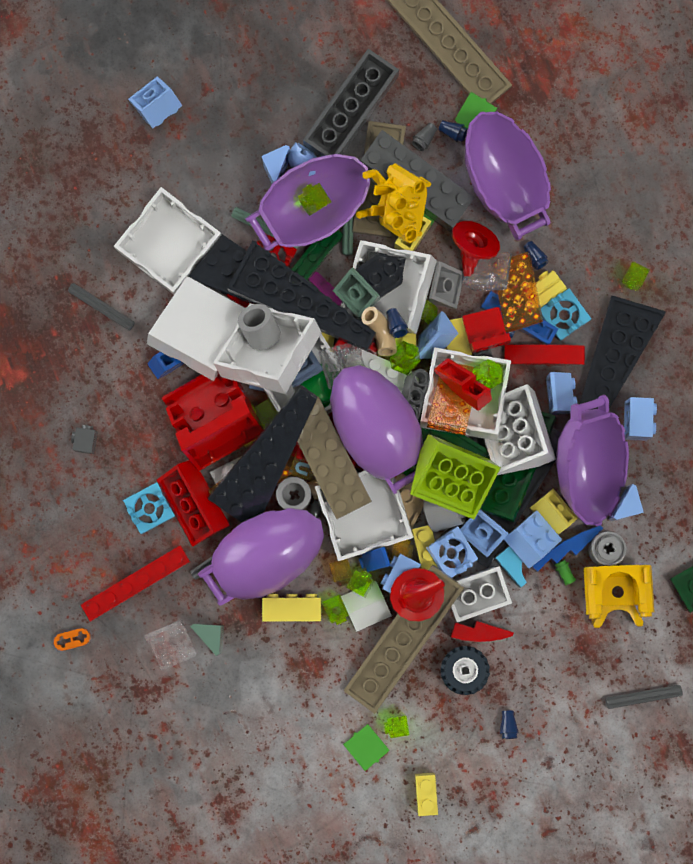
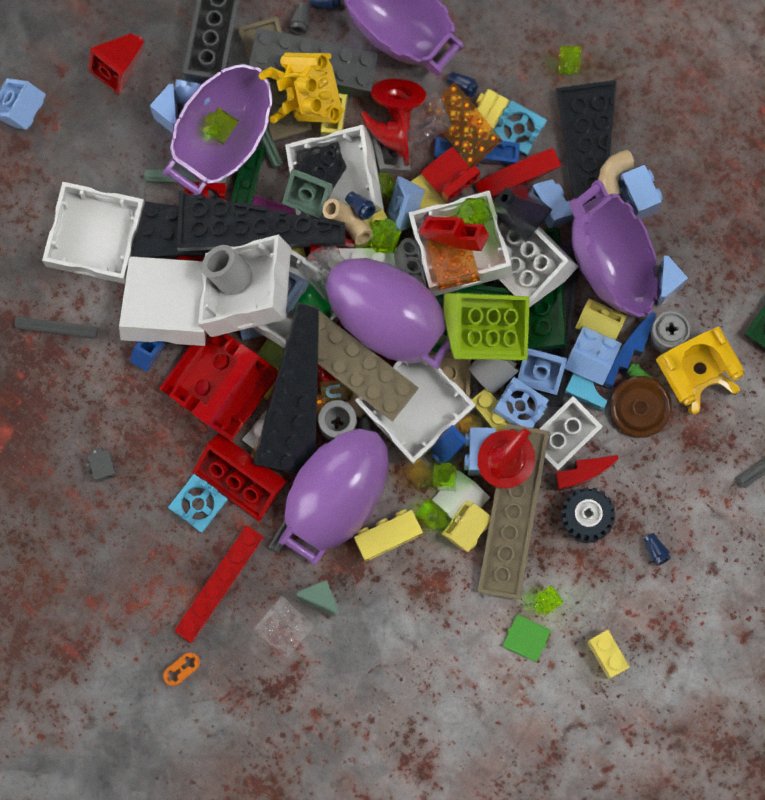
camera: 30 degrees left, 5 degrees down
(254, 102) = (116, 60): none -> red slope
(360, 632) = (467, 526): none -> light yellow brick
(450, 273) = (391, 135): none -> red piece
(529, 390) = (521, 211): none -> black slope
(552, 599) = (640, 406): none -> reddish brown piece
(624, 389) = (613, 168): none -> tan cylinder

